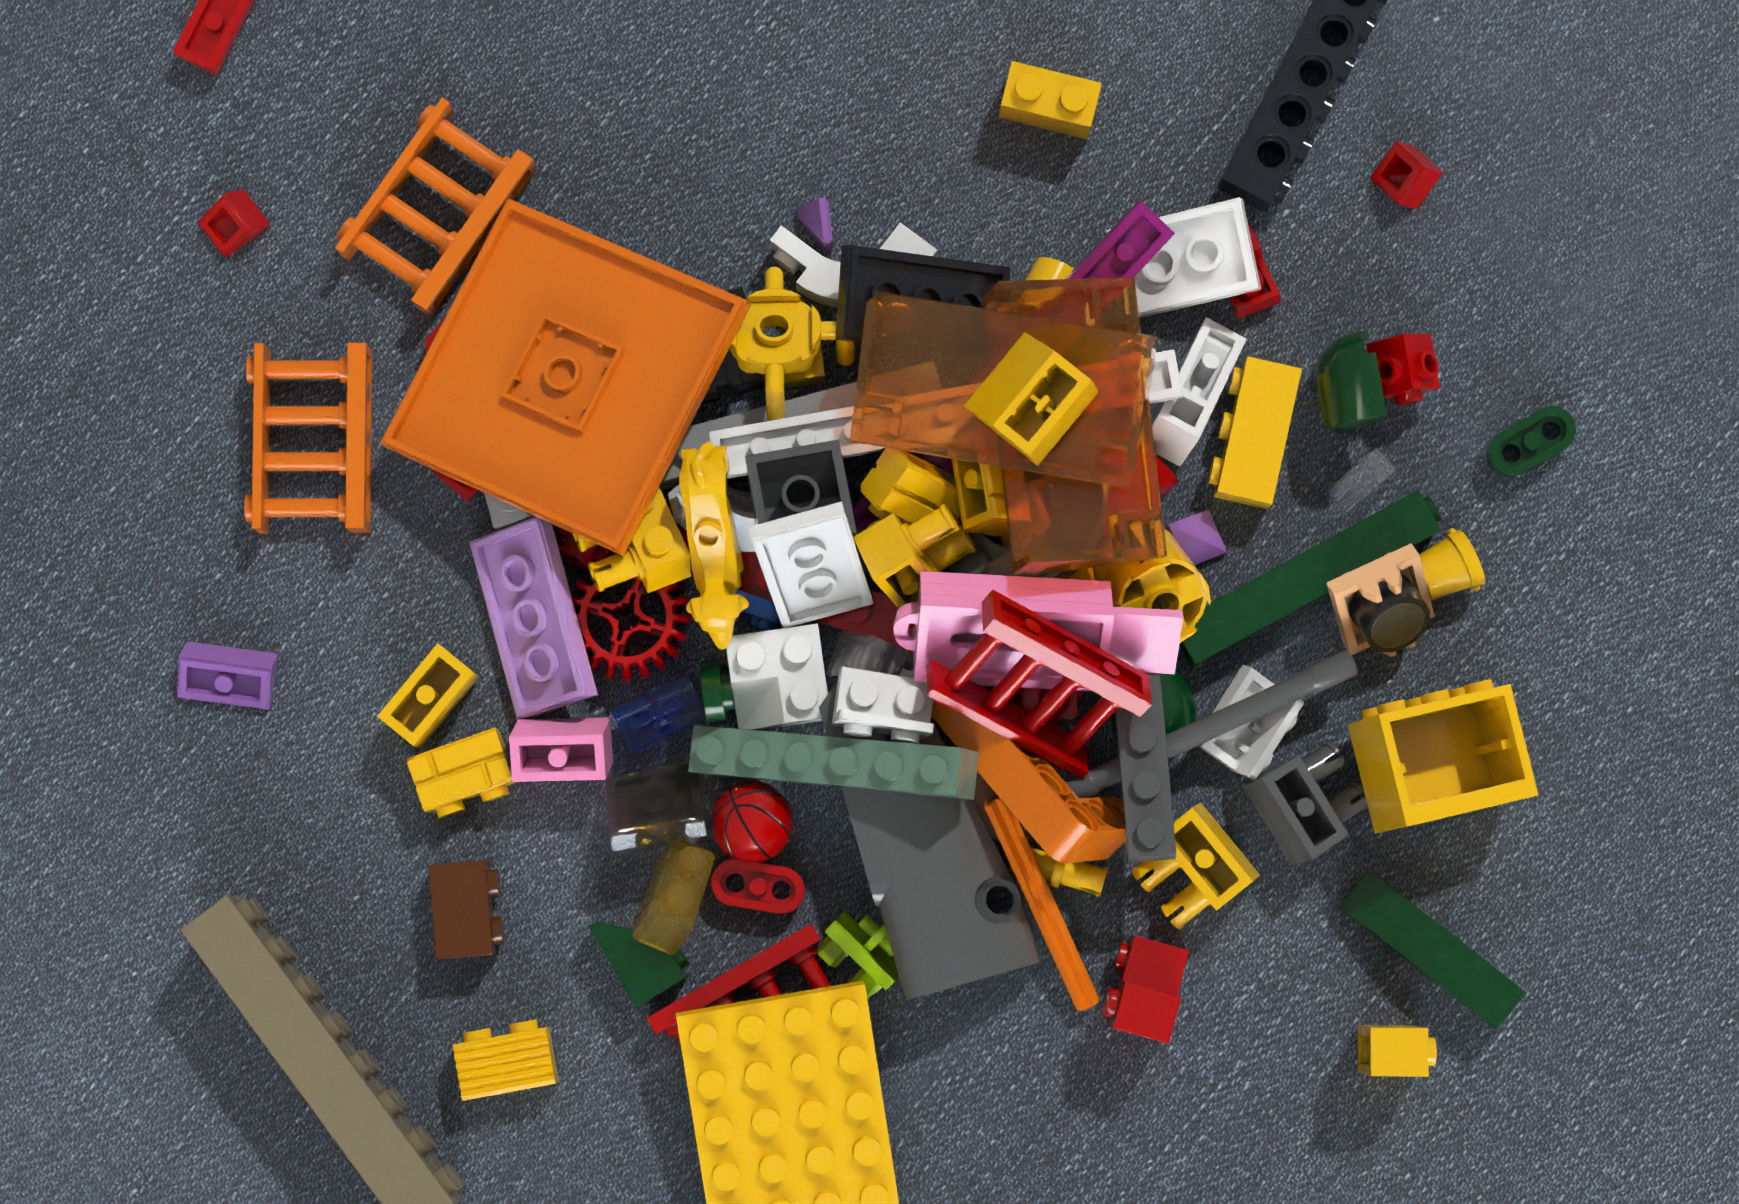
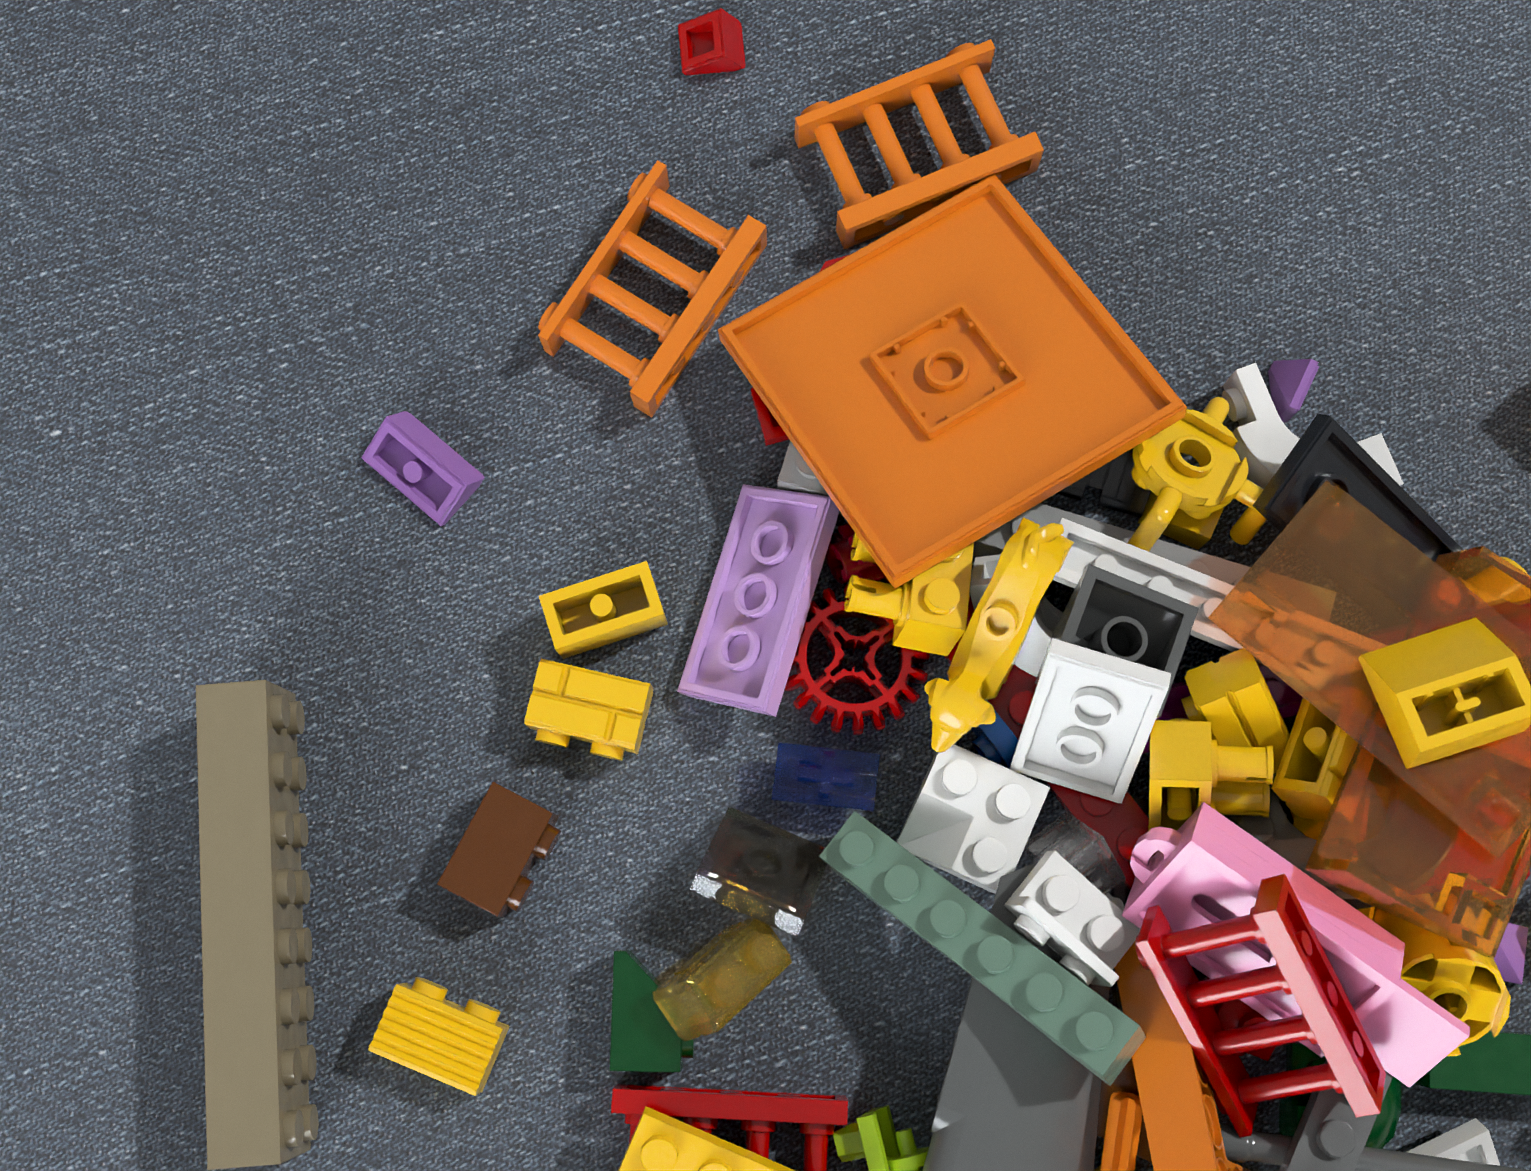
camera: 35 degrees right, 5 degrees down
(561, 749) = (702, 749): bright pink brick -> none
(716, 689) = (901, 789): dark green plate -> none
(751, 821) = (852, 950): red piece -> none
(758, 886) = (814, 1021): red plate -> none

